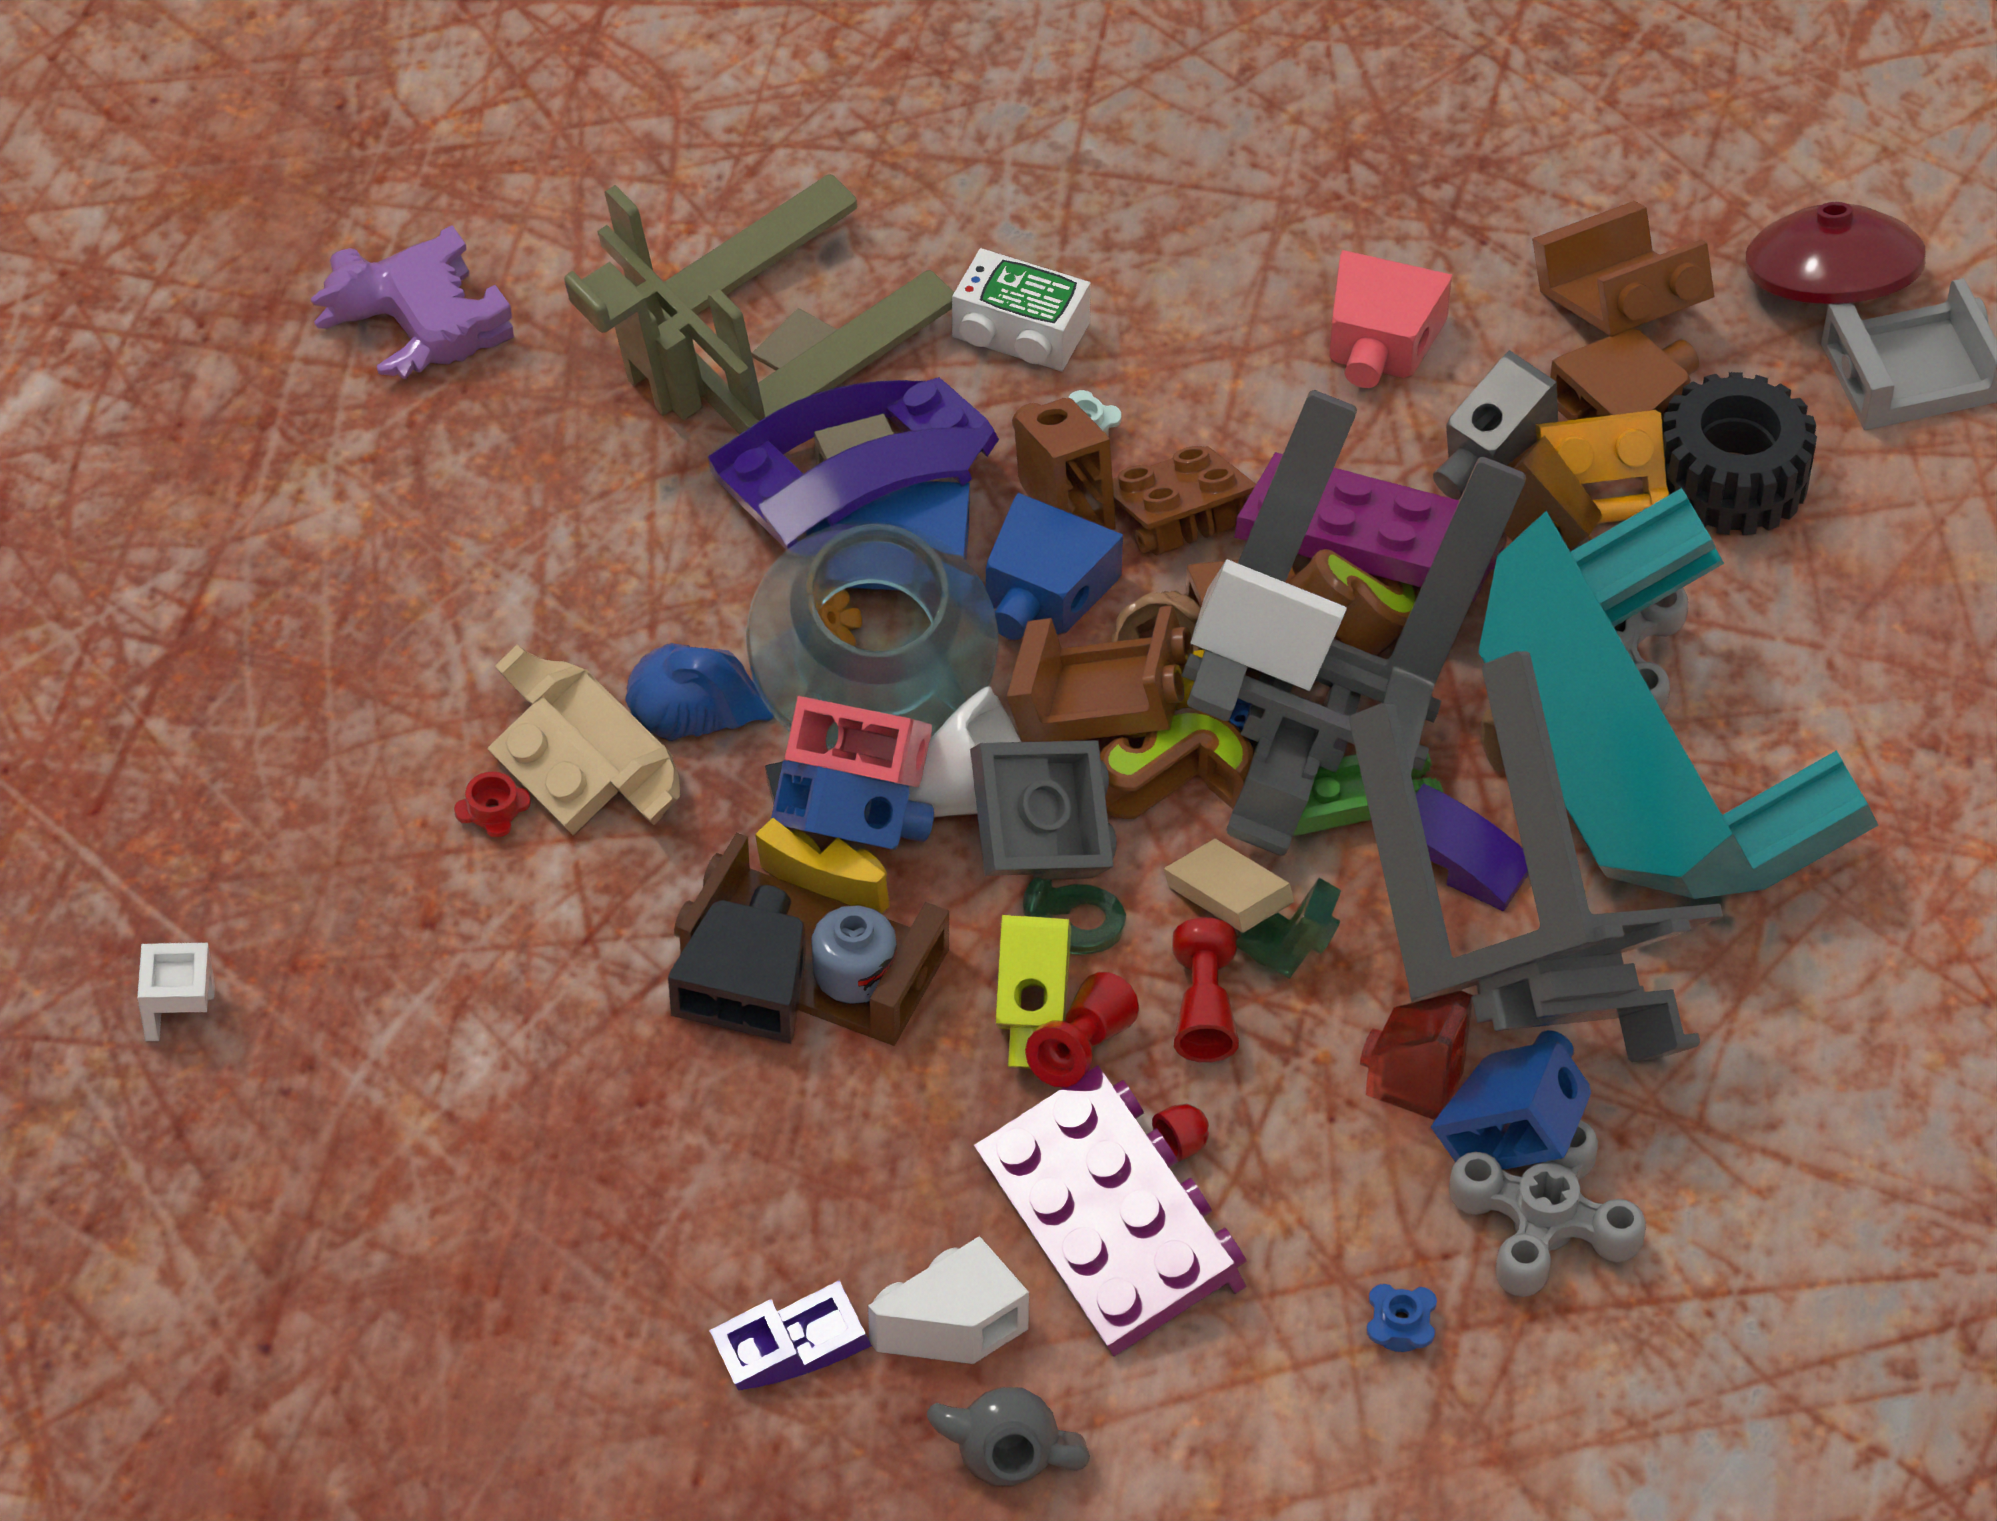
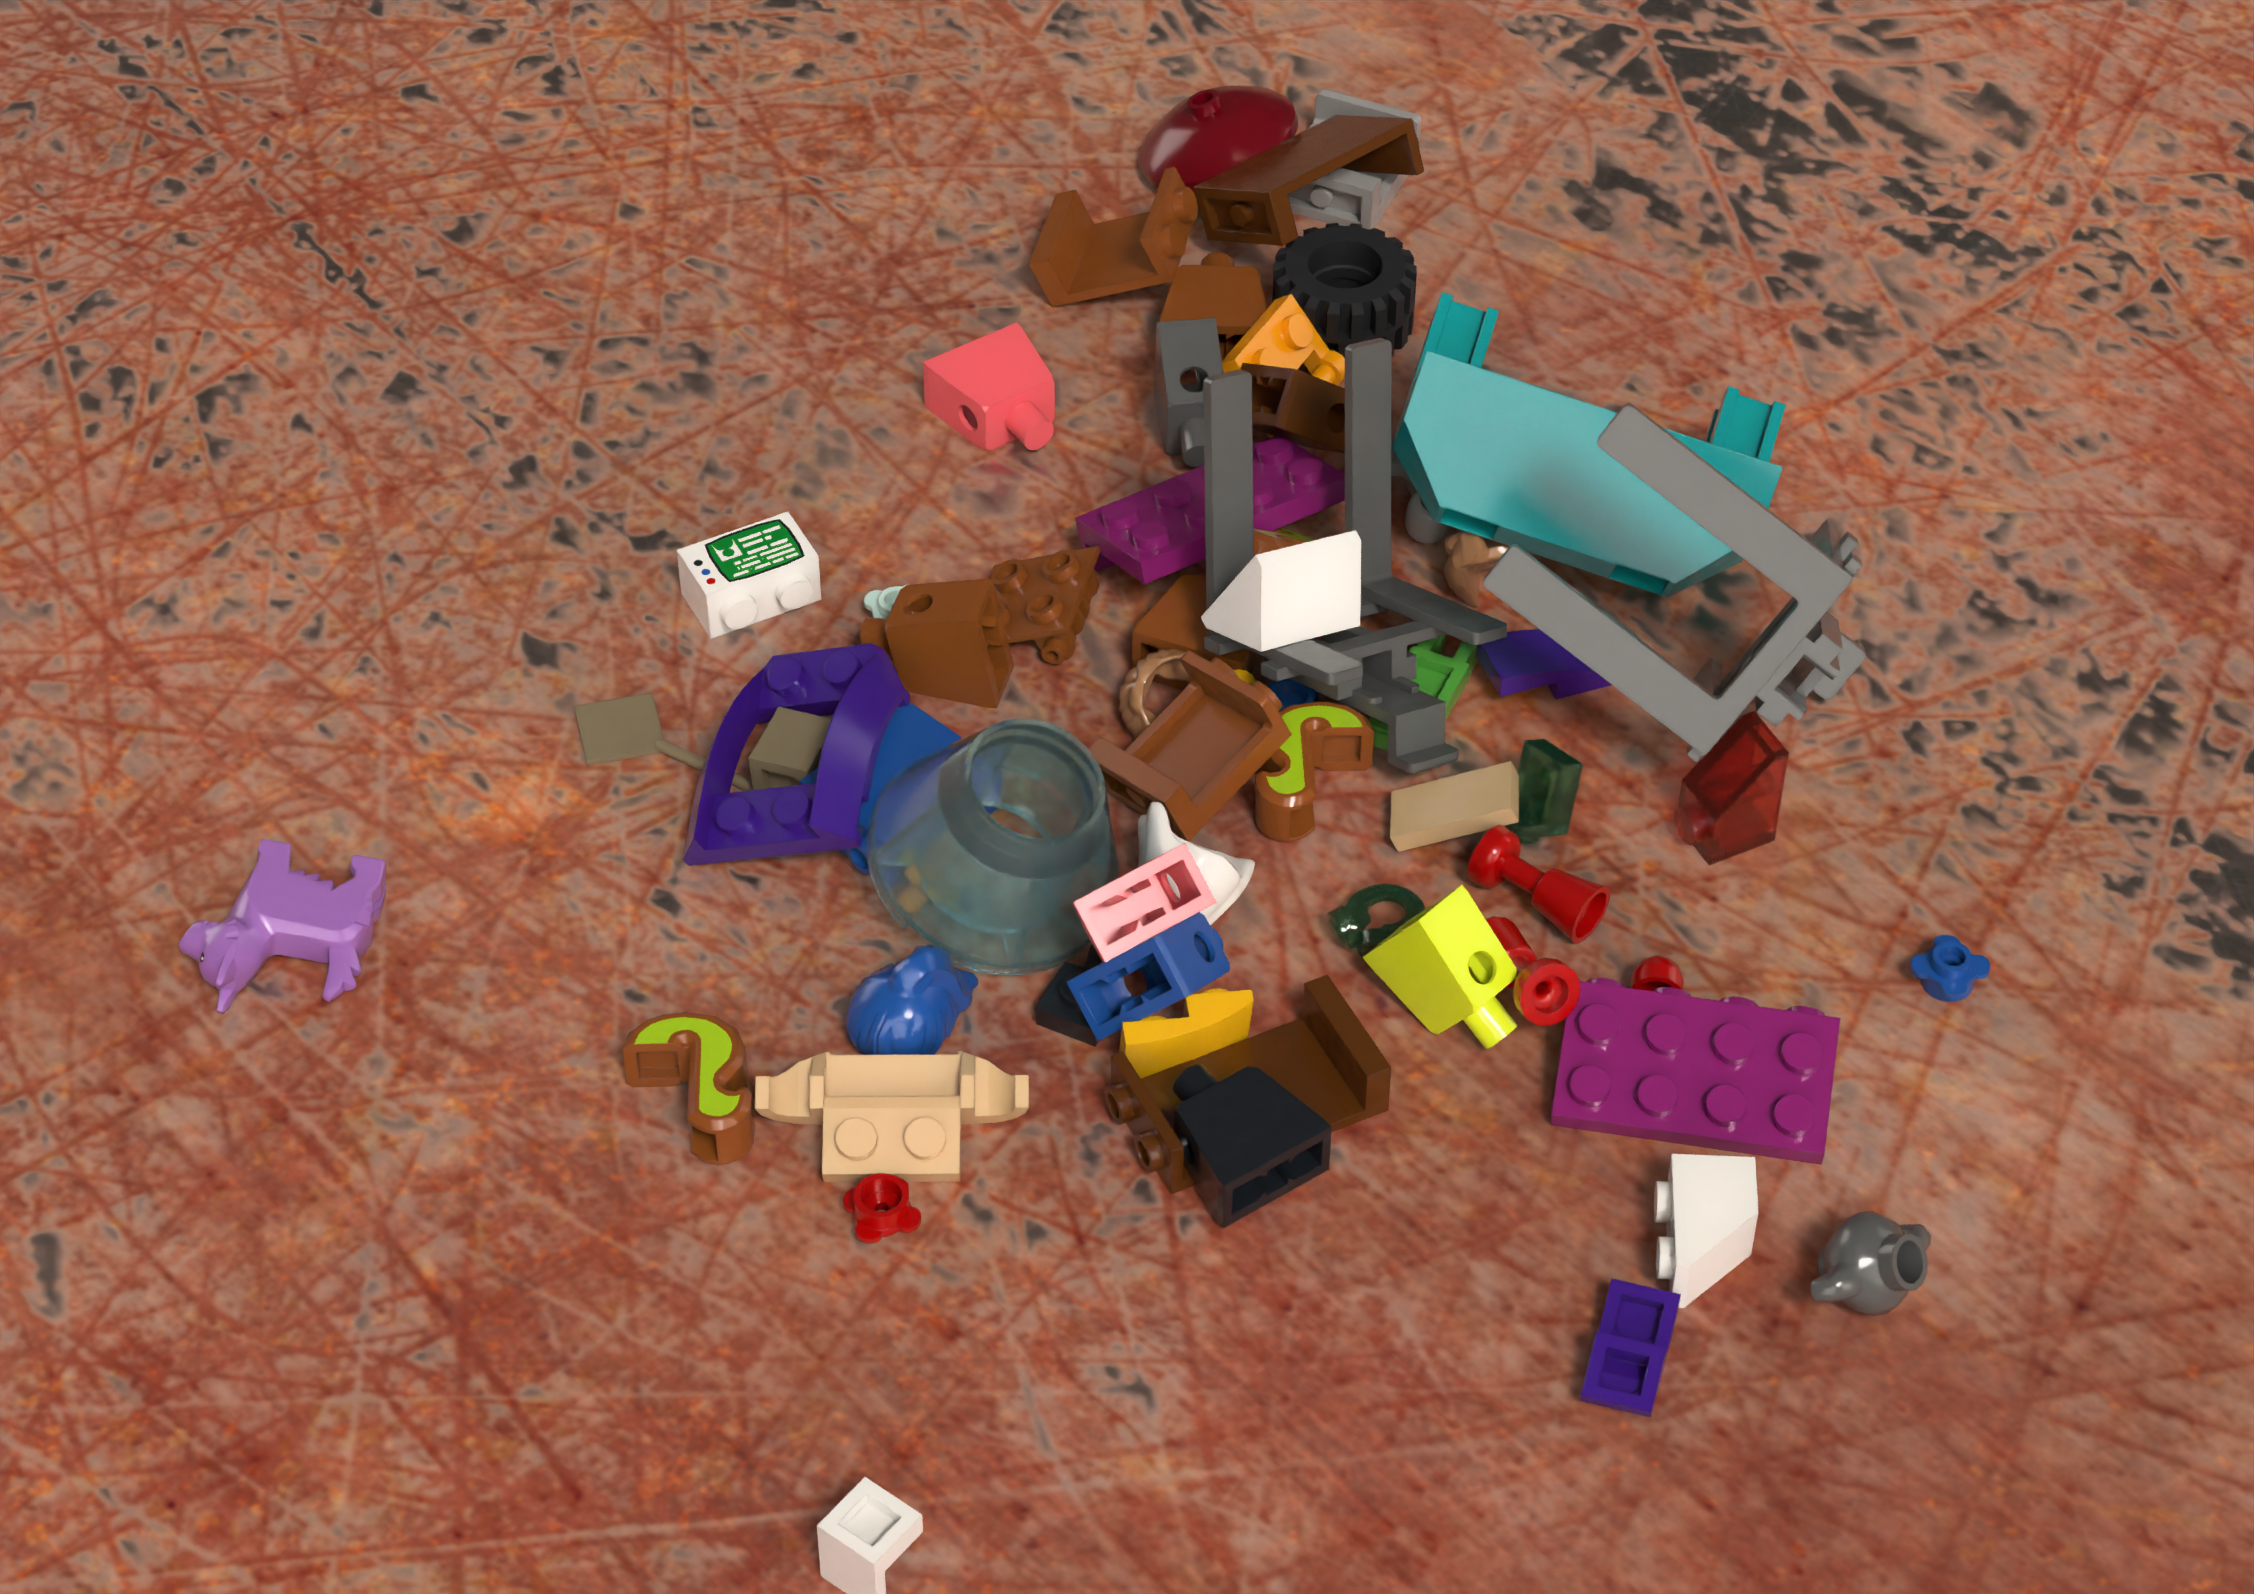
camera: 50 degrees left, 5 degrees down
(516, 613) = (714, 1063): none -> dark orange animal
(660, 318) = (557, 774): olive piece -> none
(852, 952) = (1309, 1057): sand blue head -> none
(1043, 809) = (1291, 854): dark grey plate -> none
(1049, 566) = (1025, 688): blue torso -> none
(1518, 1105) = (1840, 775): blue torso -> none
(1546, 1211) = (1929, 822): light grey gear -> none
(1830, 318) = (1253, 199): none -> reddish brown panel

